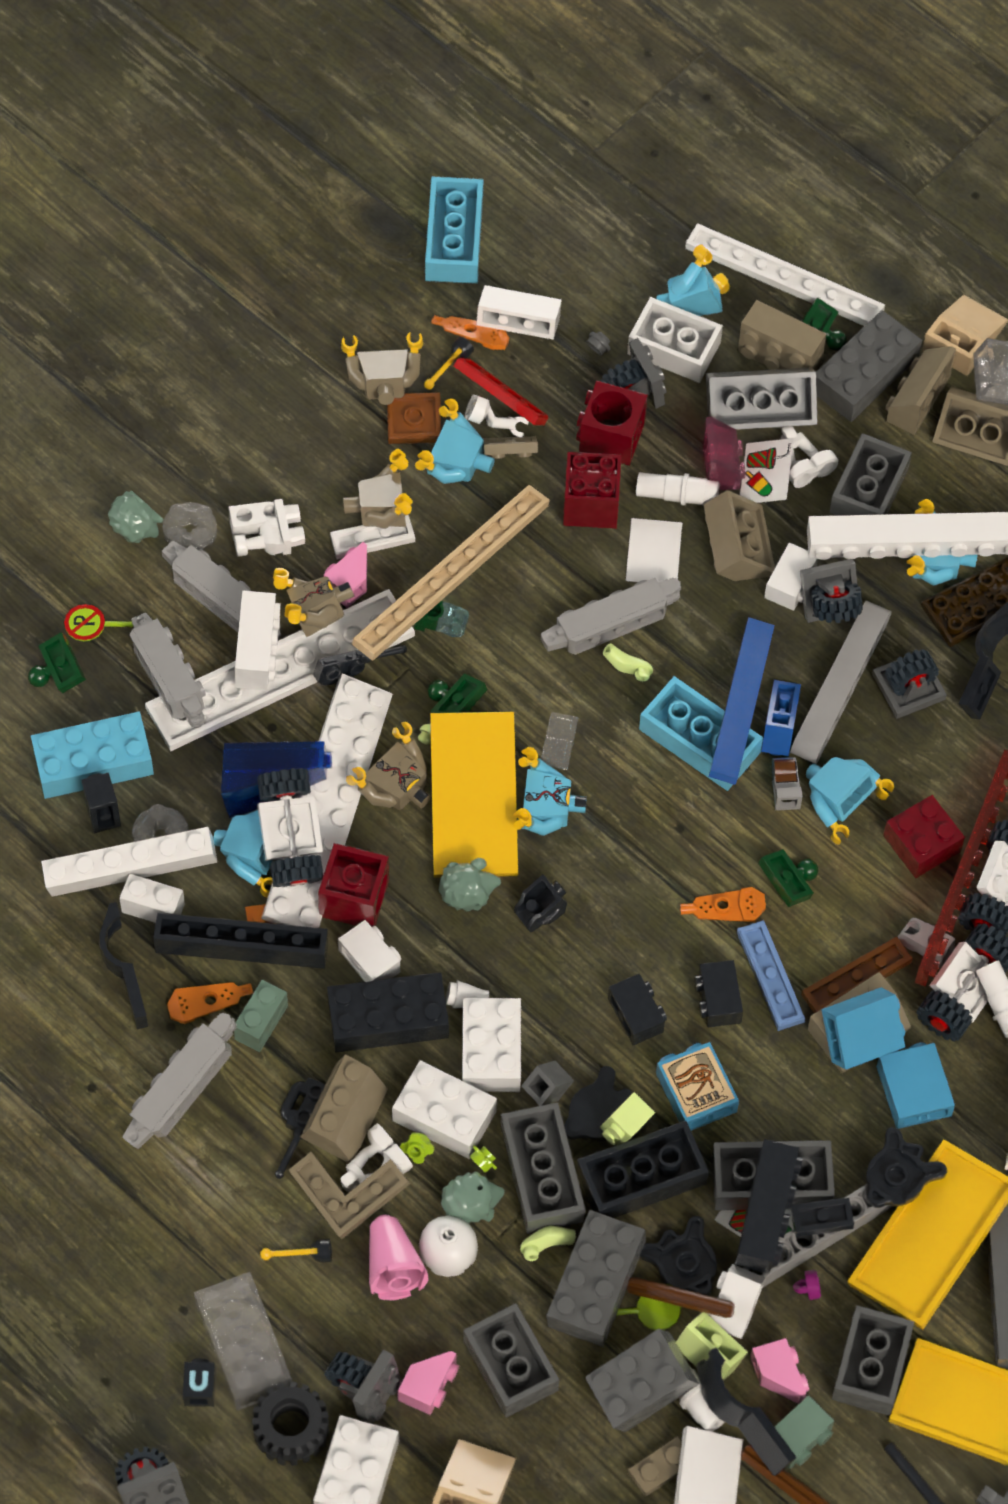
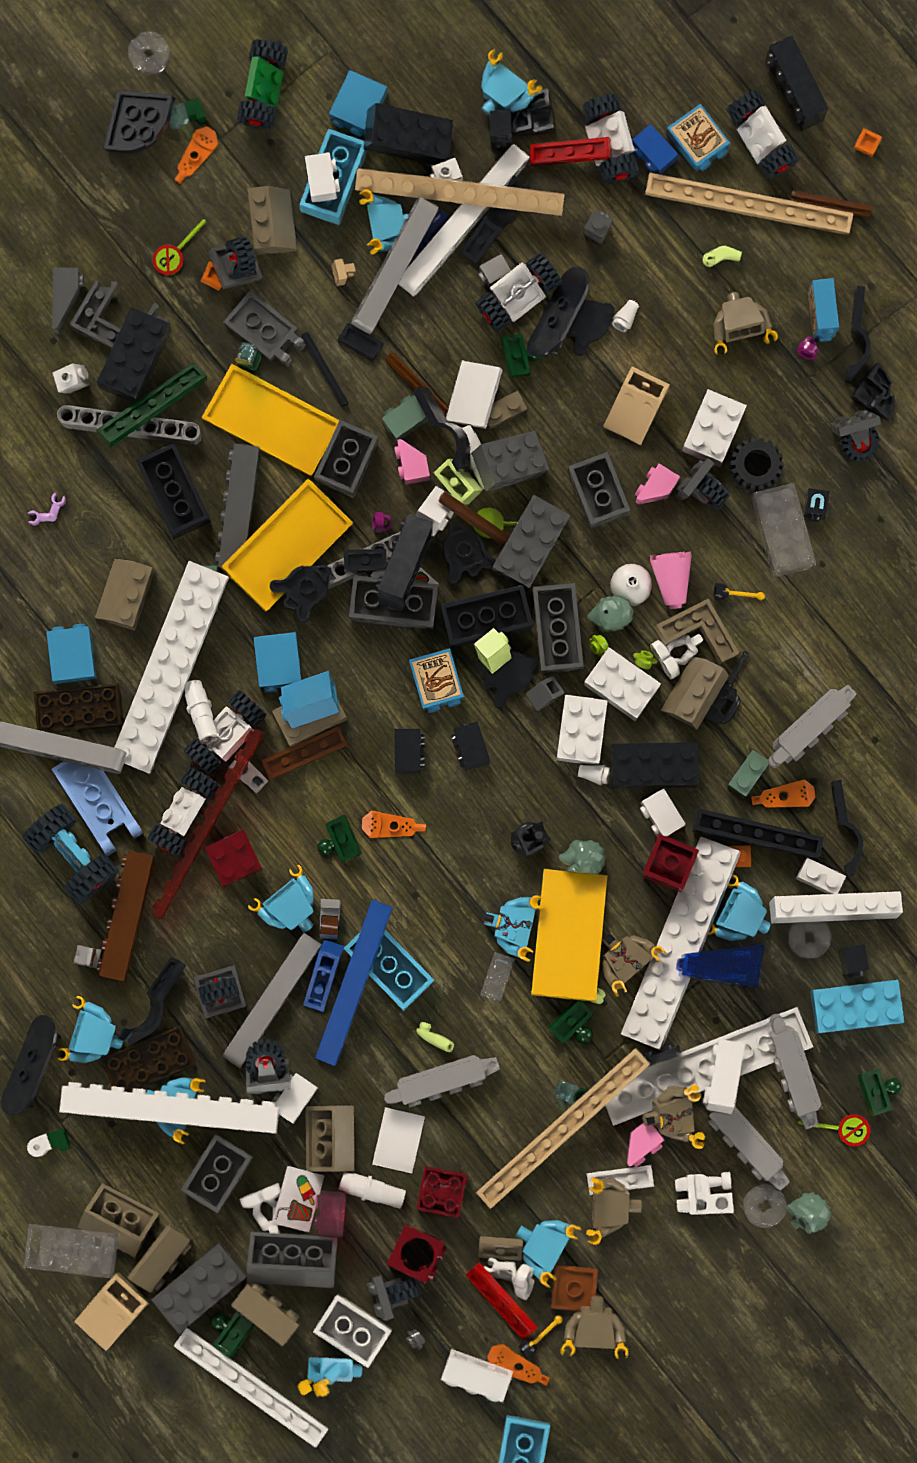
camera: 170 degrees left, 20 degrees up
(290, 827) = (715, 903): plate -> none
(545, 1238) = (569, 578): yellowish green arm -> none
(770, 975) = (367, 764): medium blue tile -> none

